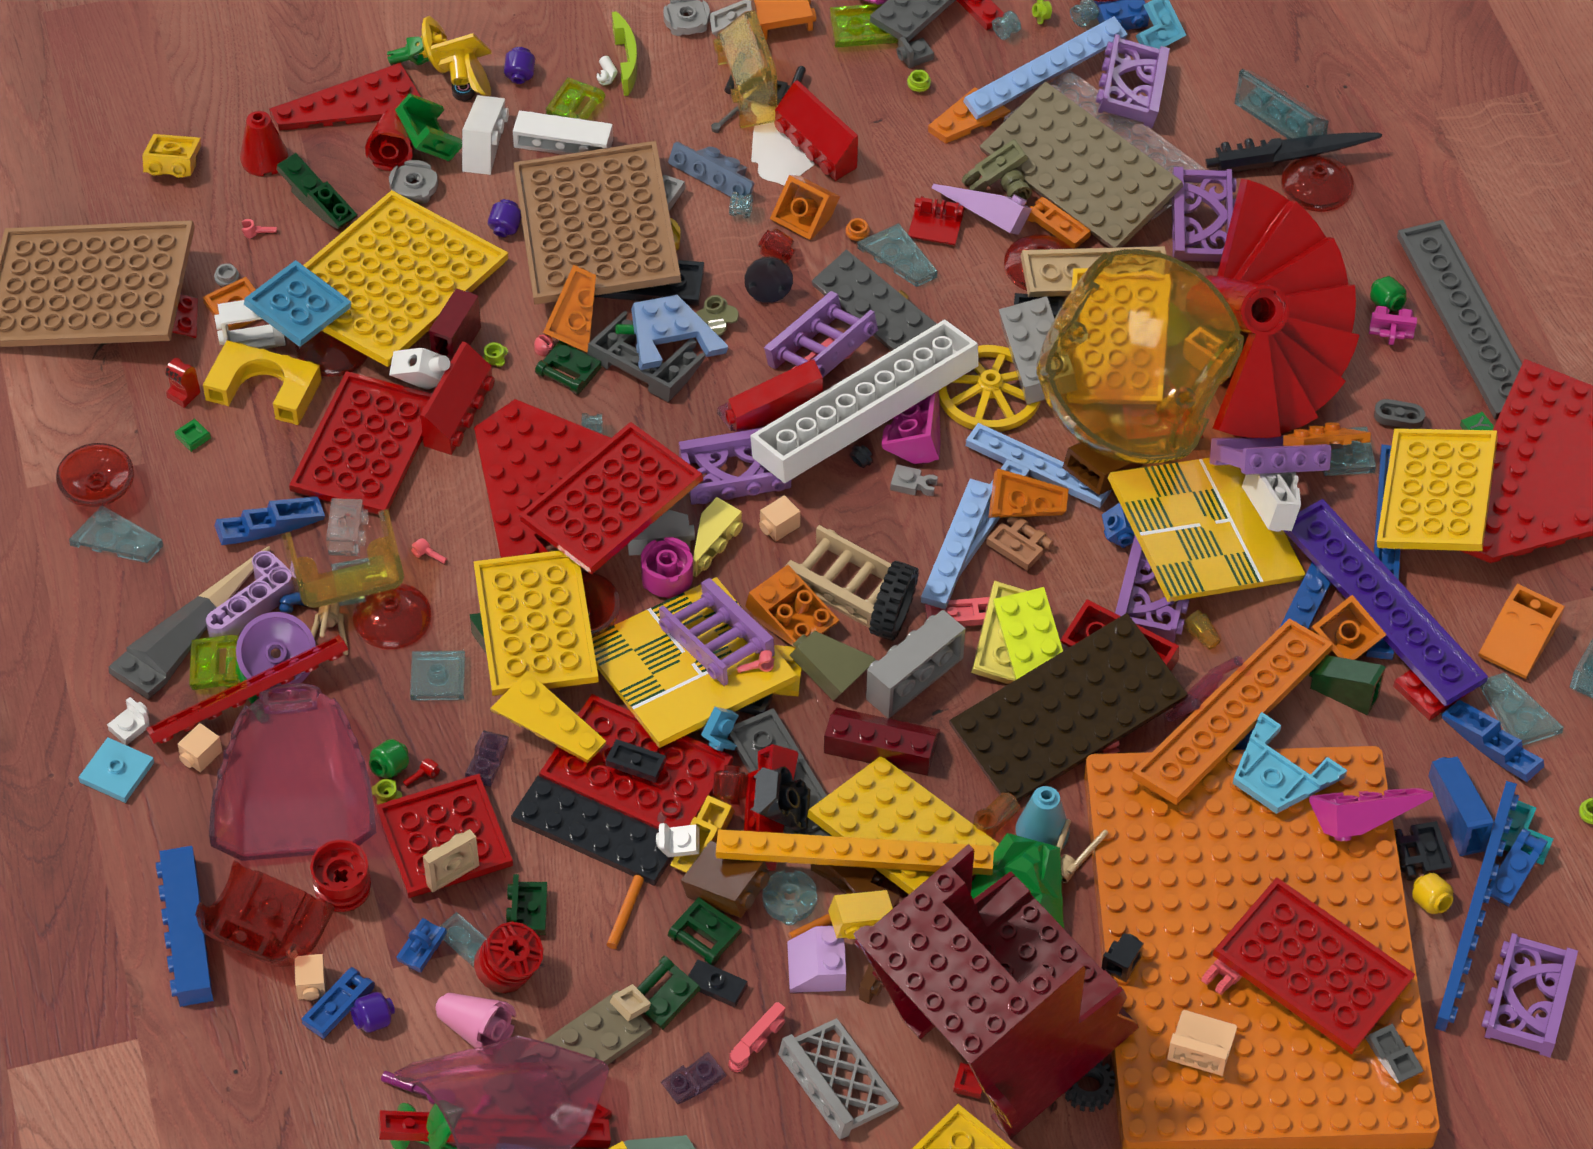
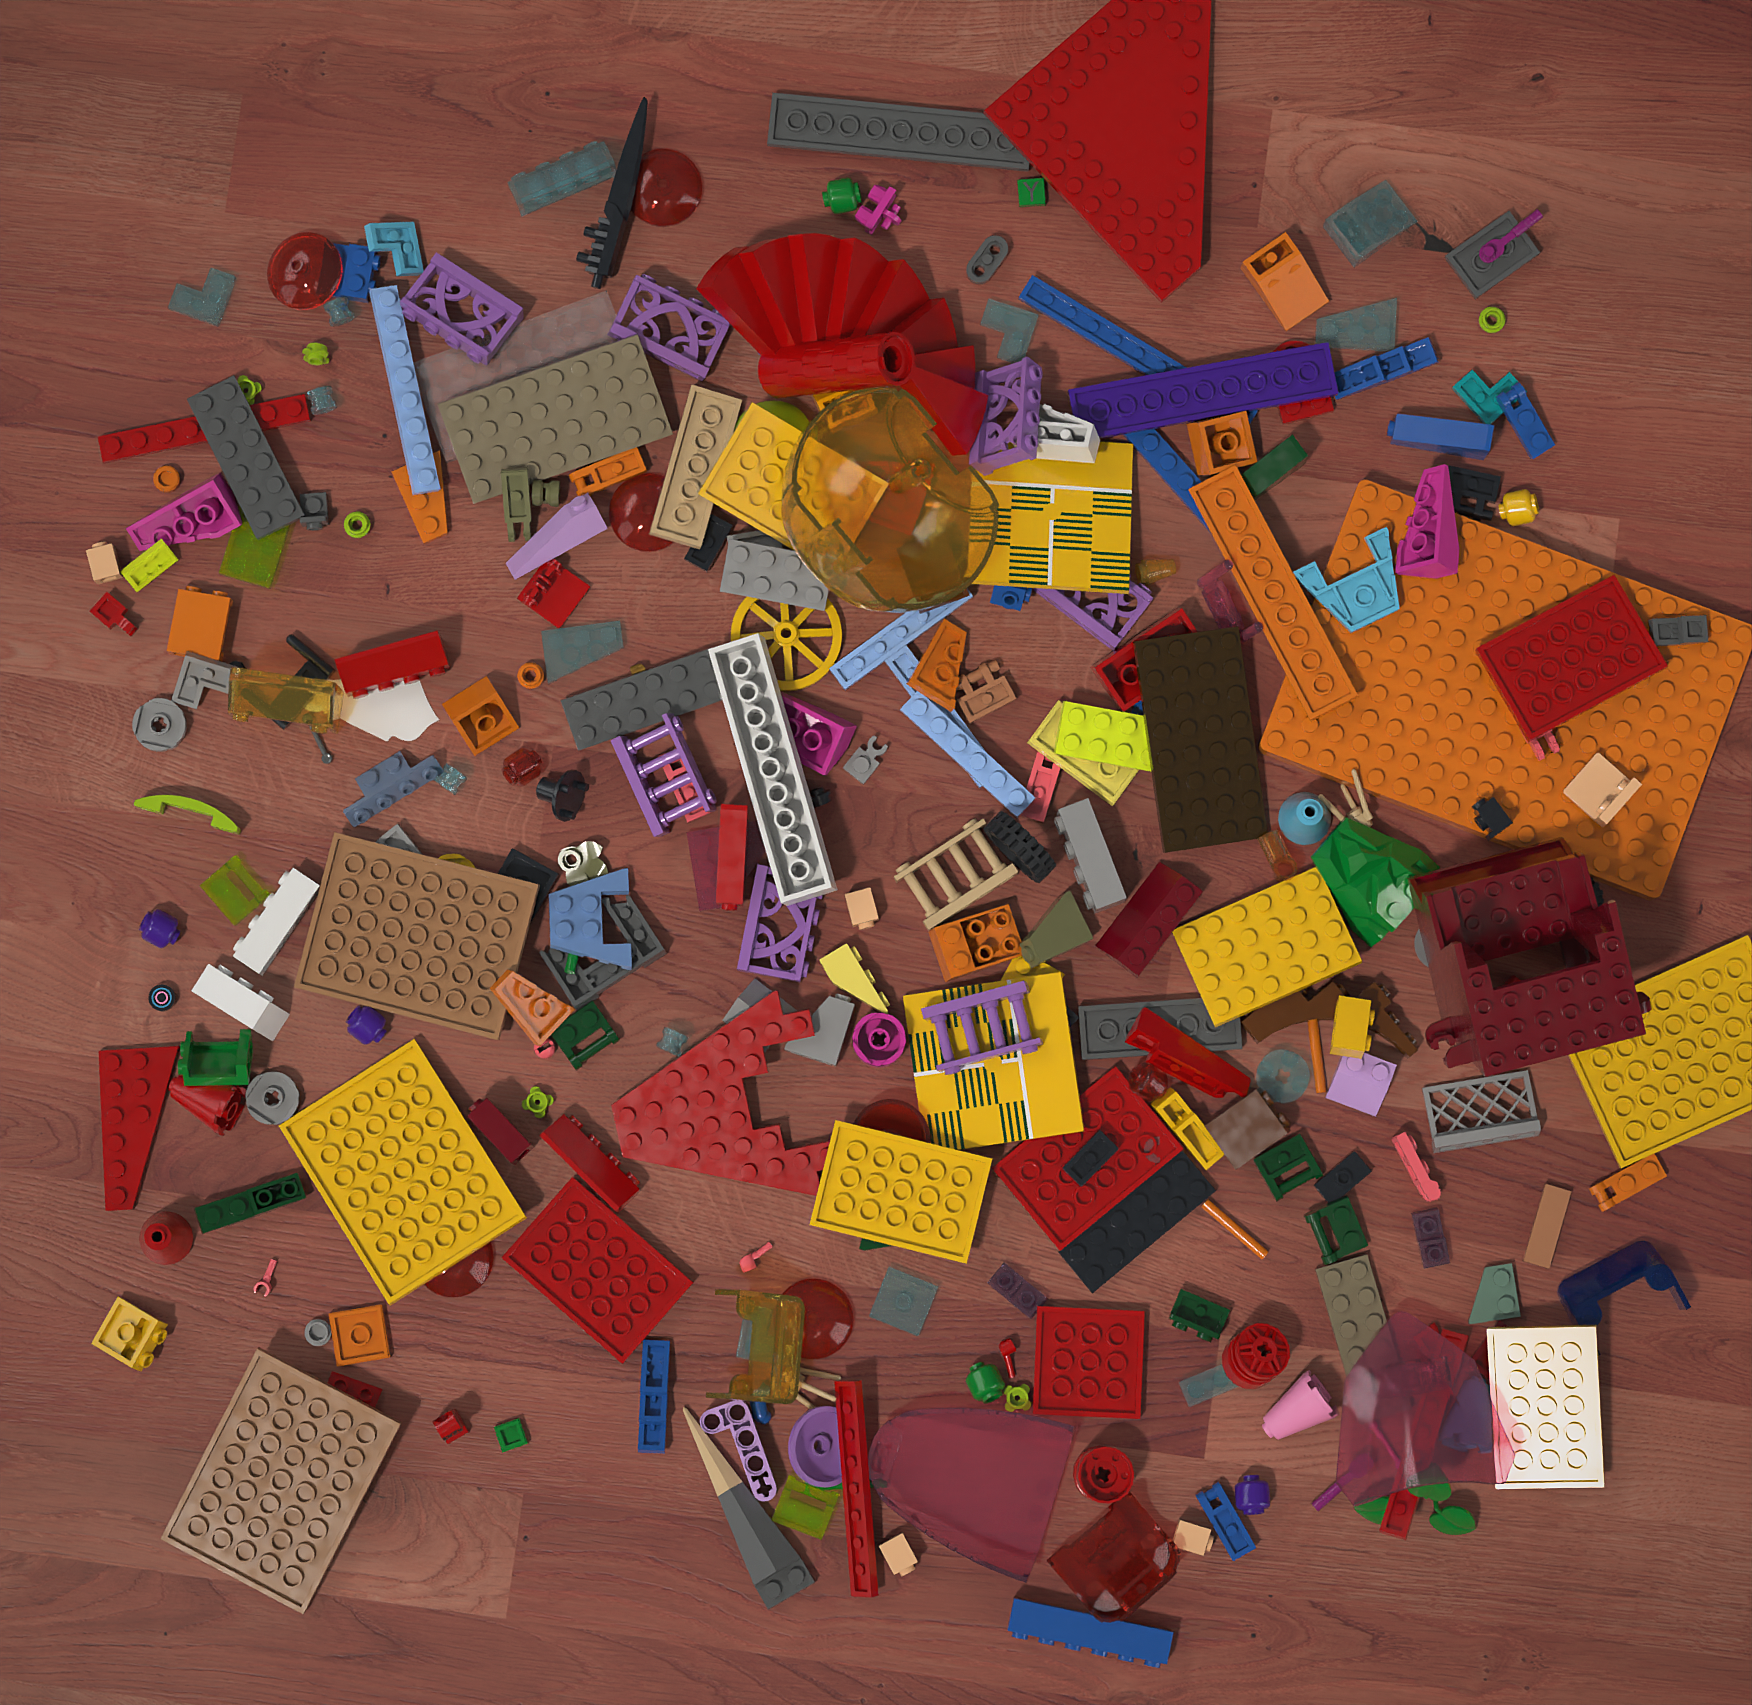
camera: 65 degrees left, 30 degrees up
(92, 466) = (514, 1551): clear red dish -> none
(116, 770) = (886, 1638): medium azure plate -> none
(118, 535) = (606, 1551): clear light blue wing -> none
(130, 722) = (838, 1609): white bracket -> none
(240, 362) = (443, 1359): yellow arch -> none
(257, 337) = (407, 1334): white window -> none
(297, 303) = (424, 1282): dark azure plate -> none
(345, 527) = (680, 1327): clear brick -> none
(421, 945) = (1203, 1426): blue hips -> none
(427, 367) = (547, 1175): white torso -> none
(451, 860) = (1140, 1382): tan plate -> none
(455, 55) = (134, 990): yellow piece -> none
(543, 713) = (1013, 1223): yellow wing -> none
(609, 71) = (204, 837): white arm -> none
(611, 497) = (798, 1066): red plate -> none
(630, 1002) = (1343, 1265): tan plate -> none
(678, 840) = (1193, 1154): white bracket -> none
(719, 727) = (1089, 1070): dark azure bracket -> none
(764, 663) = (1036, 995): coral hand -> none
(782, 798) = (1196, 1045): black slope -> none
(846, 851) = (1285, 1006): light orange plate -> none
(1330, 434) = (996, 350): orange wing -> none
(1437, 489) = (1109, 279): yellow plate -> none
(1475, 914) = (1558, 483): blue plate -> none
(1558, 973) = (1644, 439): medium lavender fence -> none

